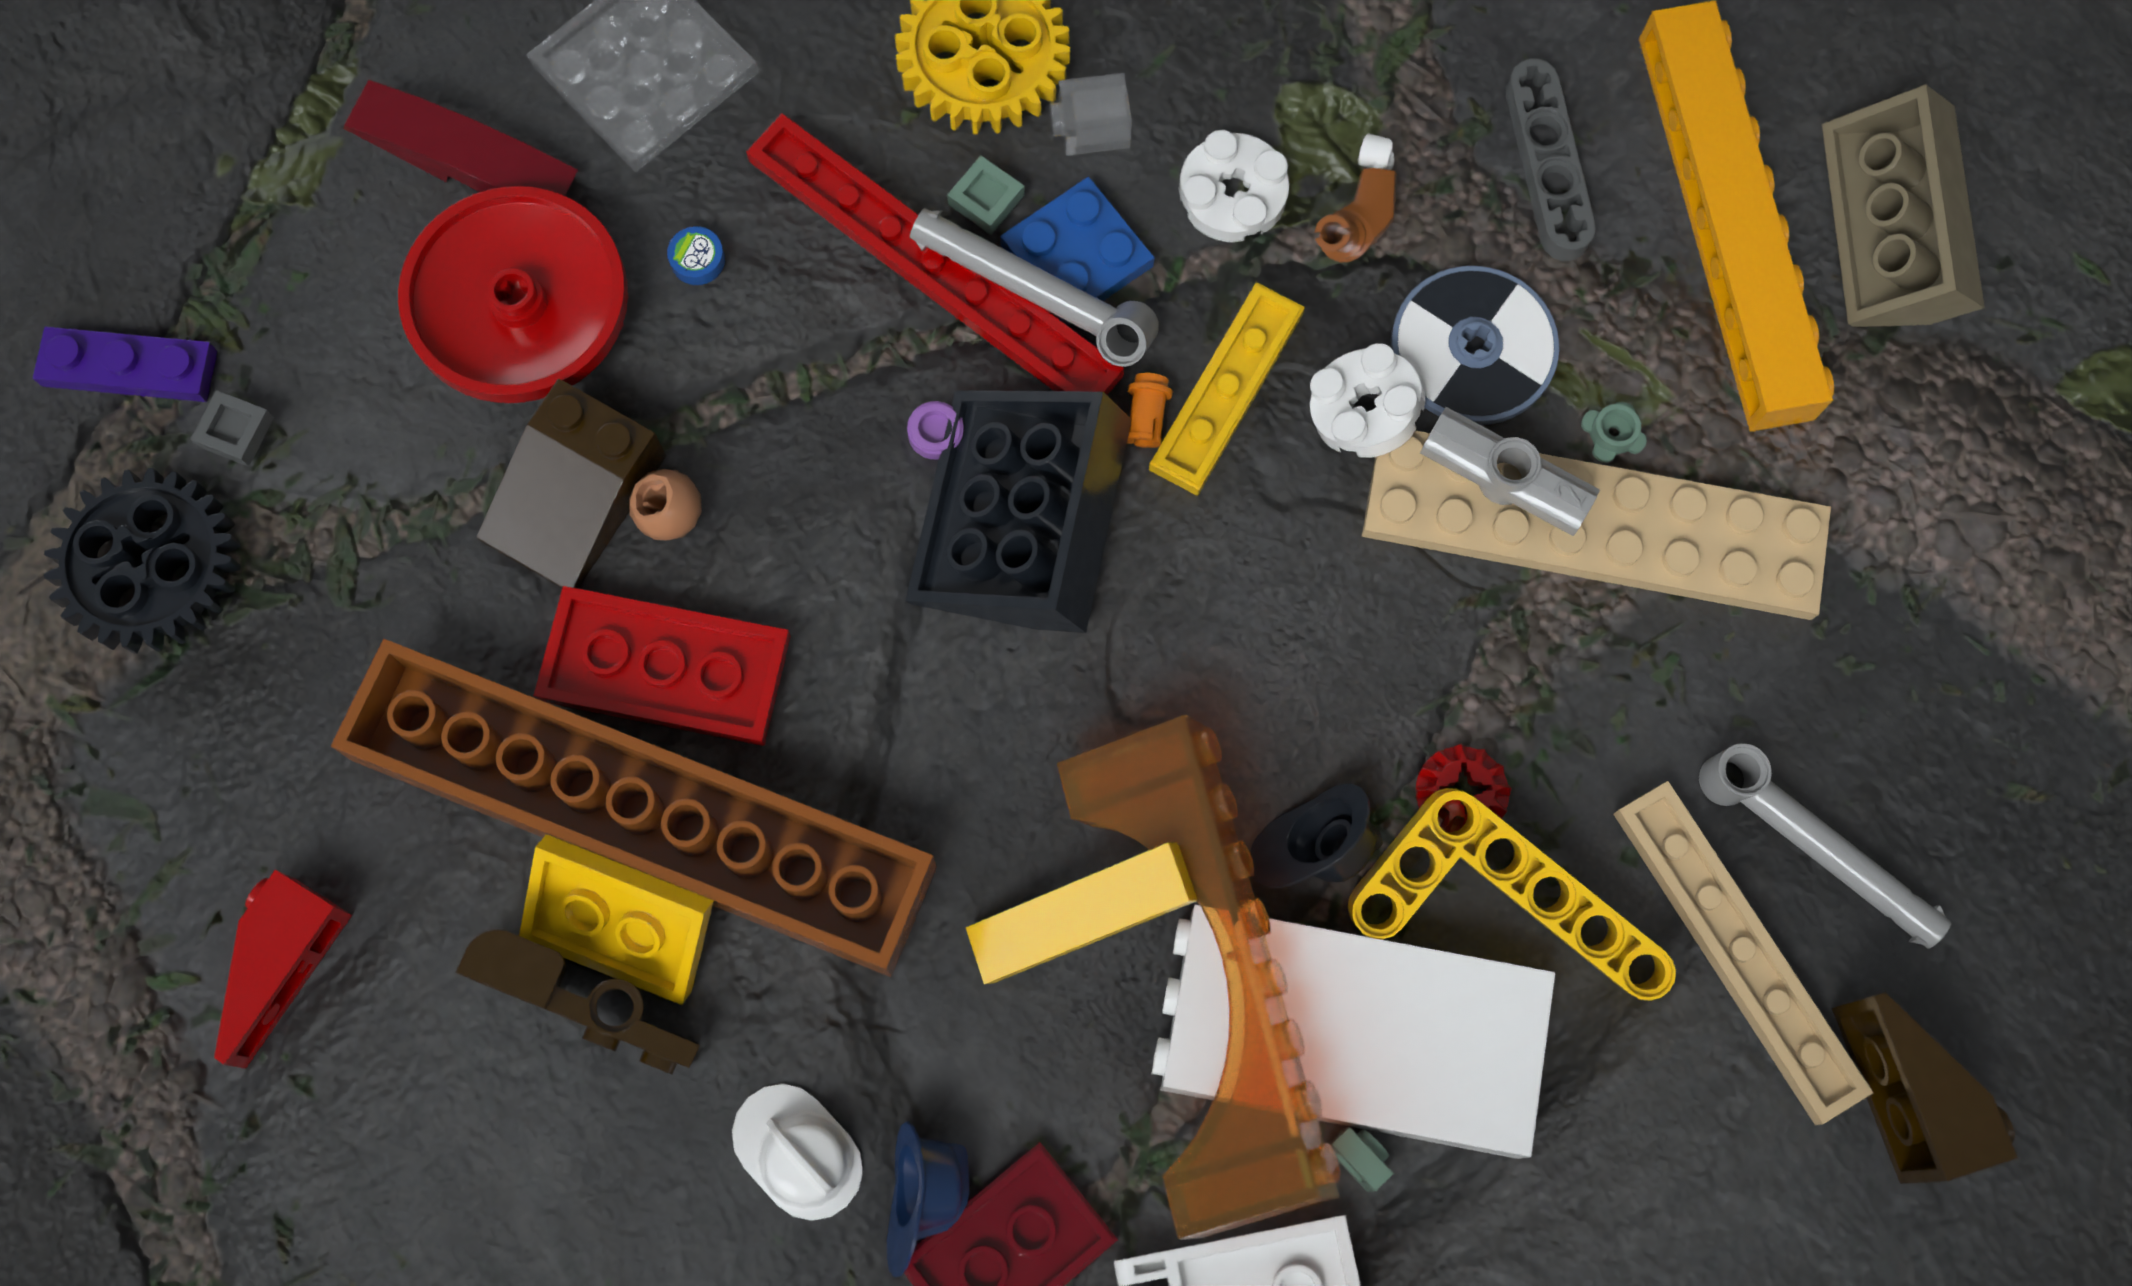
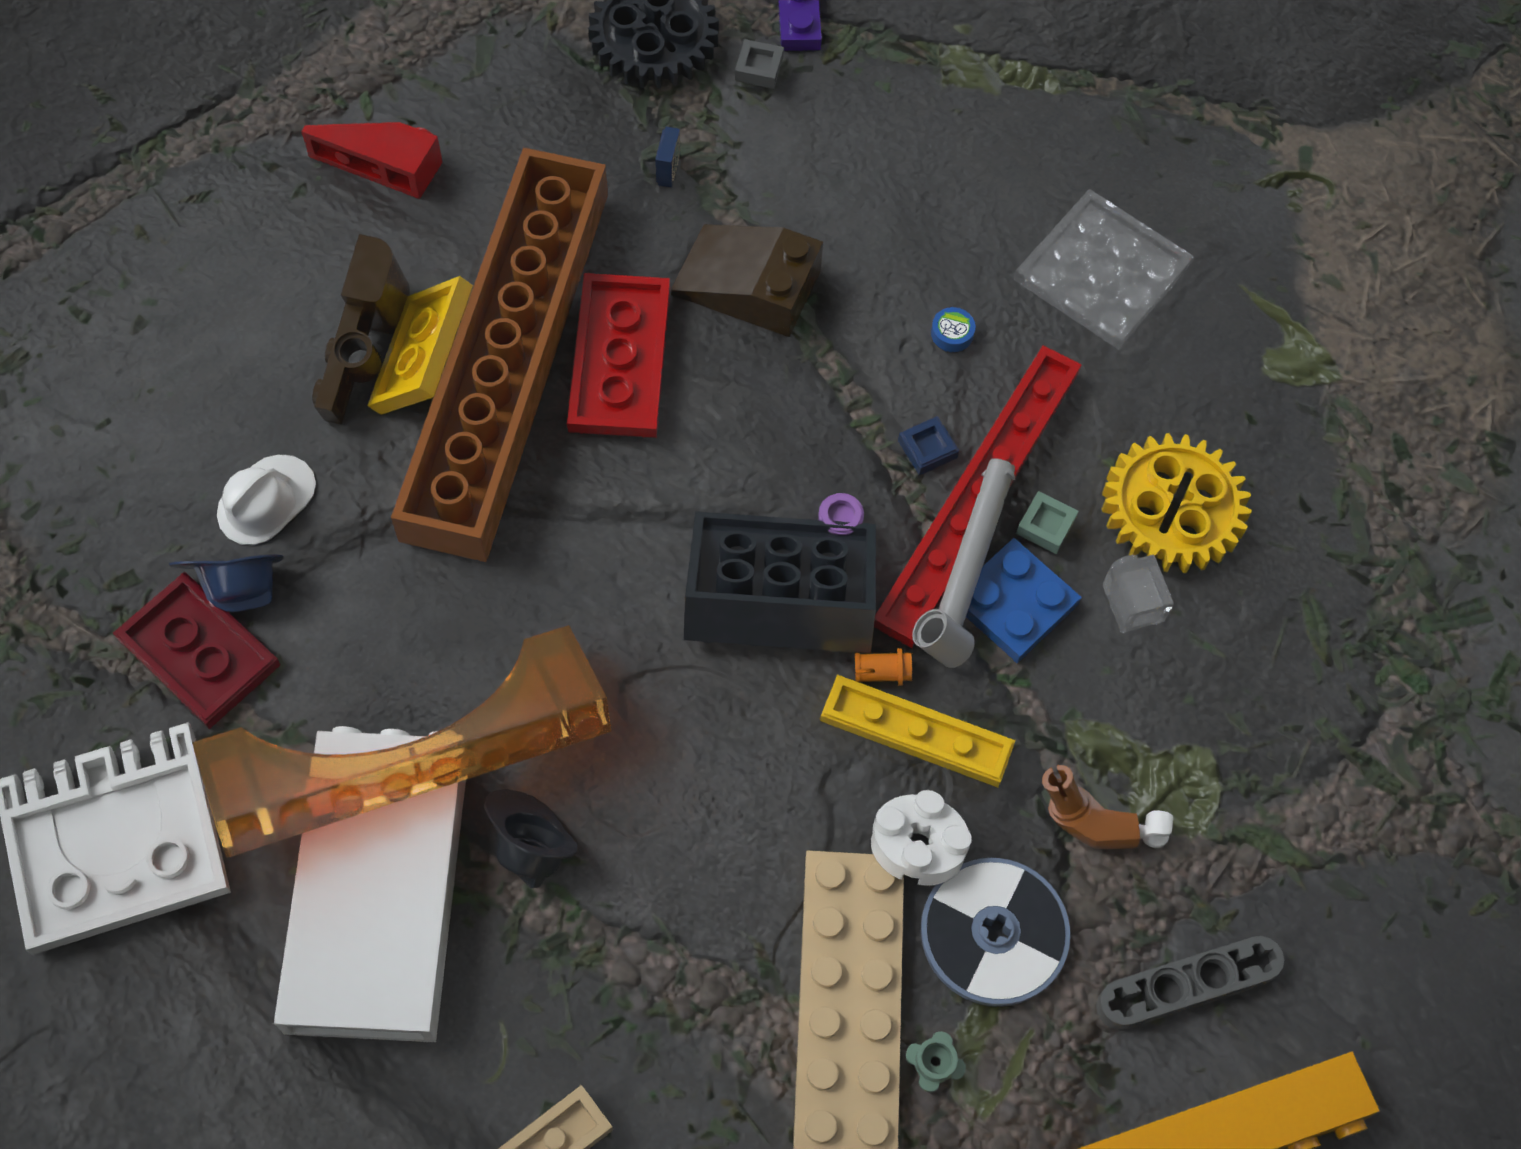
camera: 80 degrees right, 10 degrees down
(364, 566) = (667, 156): none -> dark blue tile
(451, 143) = (1001, 162): dark red slope -> none
(512, 294) = (890, 209): red dish -> none
(665, 504) = (742, 333): nougat piece -> none
(855, 313) = (928, 445): none -> dark blue tile
(1082, 913) = (448, 654): yellow tile -> none
(1227, 157) = (1110, 690): white plate -> none
(1362, 1157) = (271, 896): sand green plate -> none
(1481, 770) = (608, 969): red gear -> none
(1516, 881) = (500, 996): yellow beam -> none
(1542, 491) = (858, 981): light grey piece -> none

